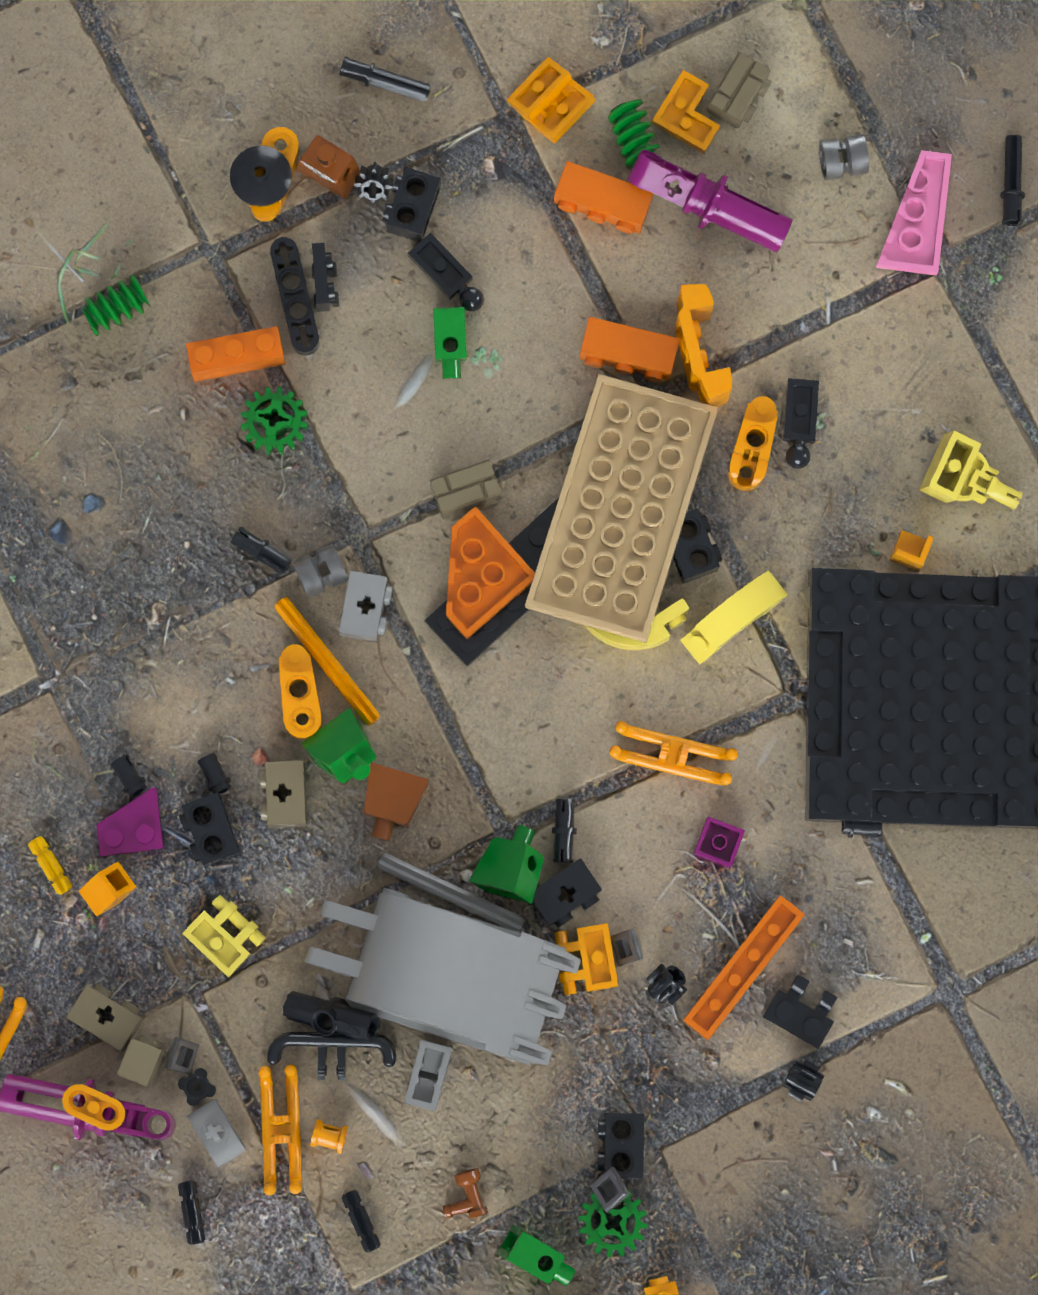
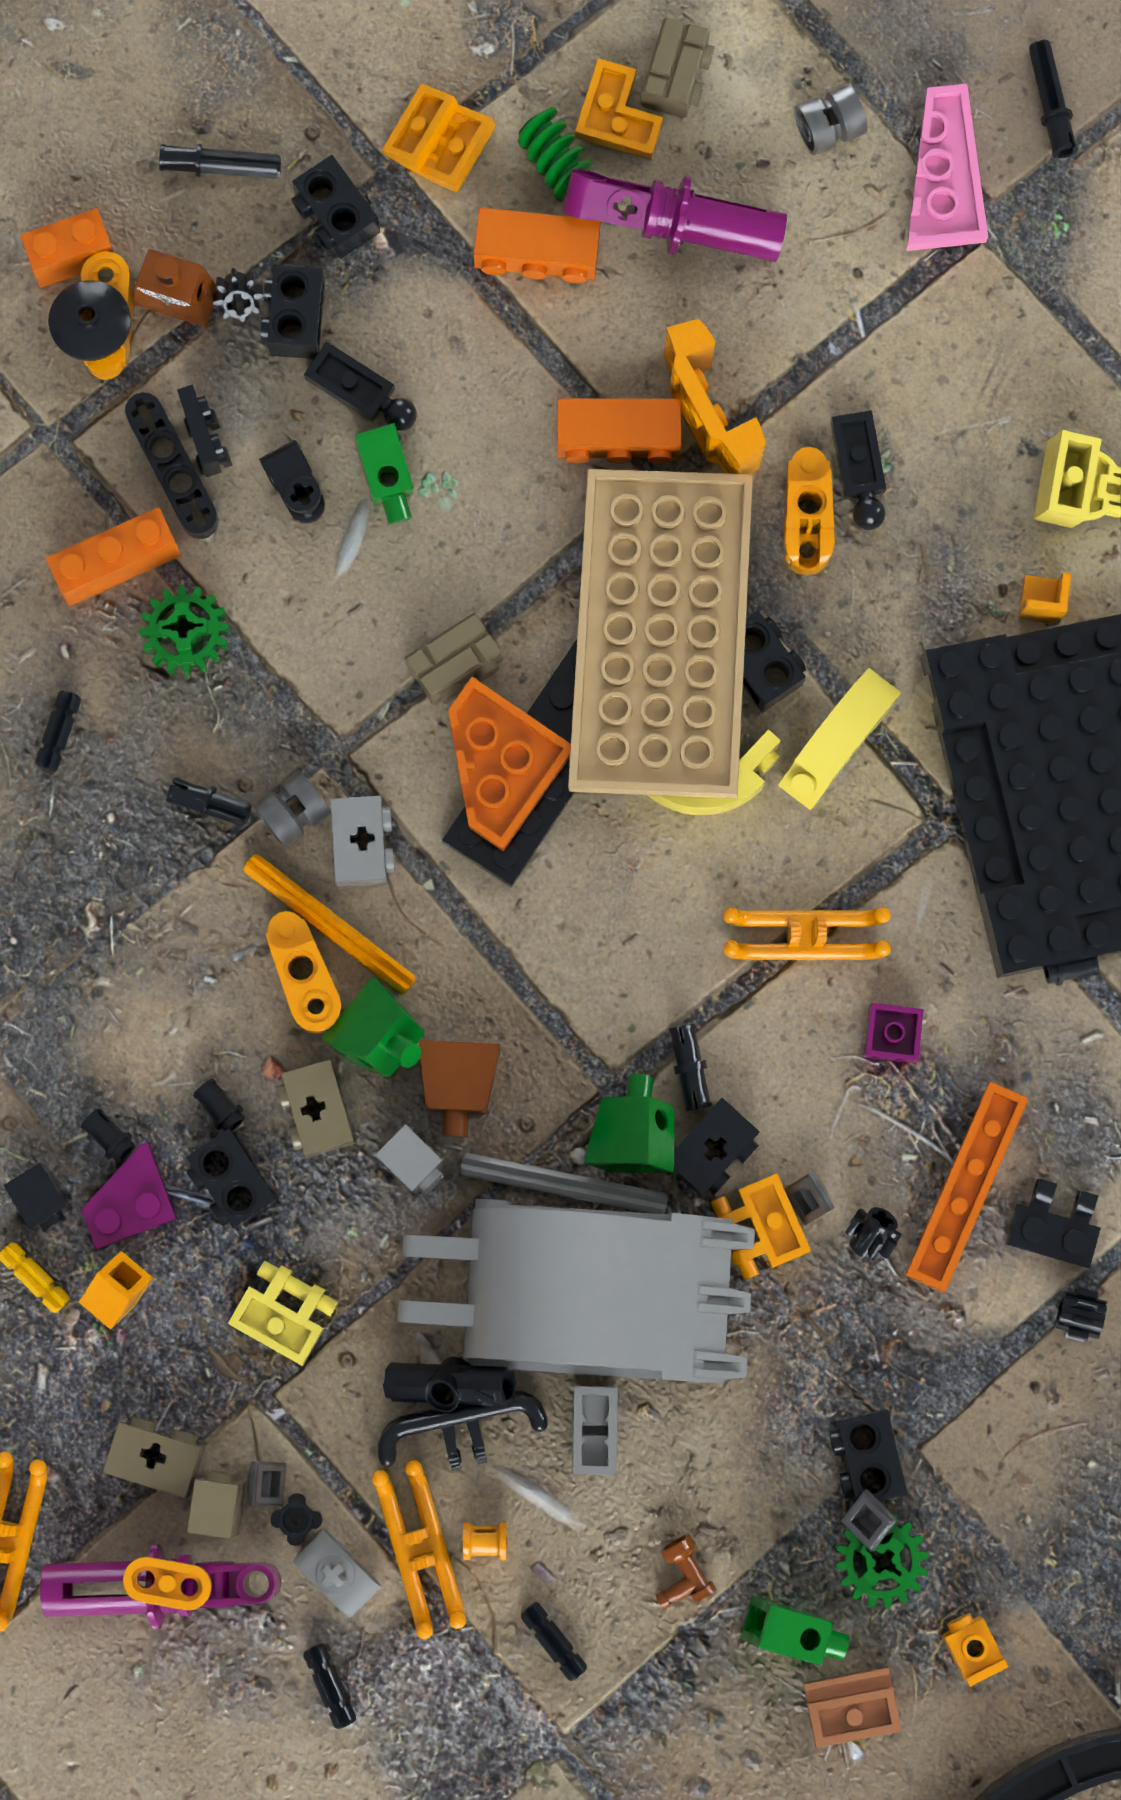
camera: 10 degrees left, 0 degrees up
(67, 809) = (38, 1198): none -> black brick
(164, 471) = (58, 730): none -> black axle
(256, 116) = (64, 246): none -> orange brick
(344, 849) = (411, 1161): none -> light grey brick
(380, 327) = (293, 478): none -> black piece
(467, 132) = (341, 204): none -> black brick

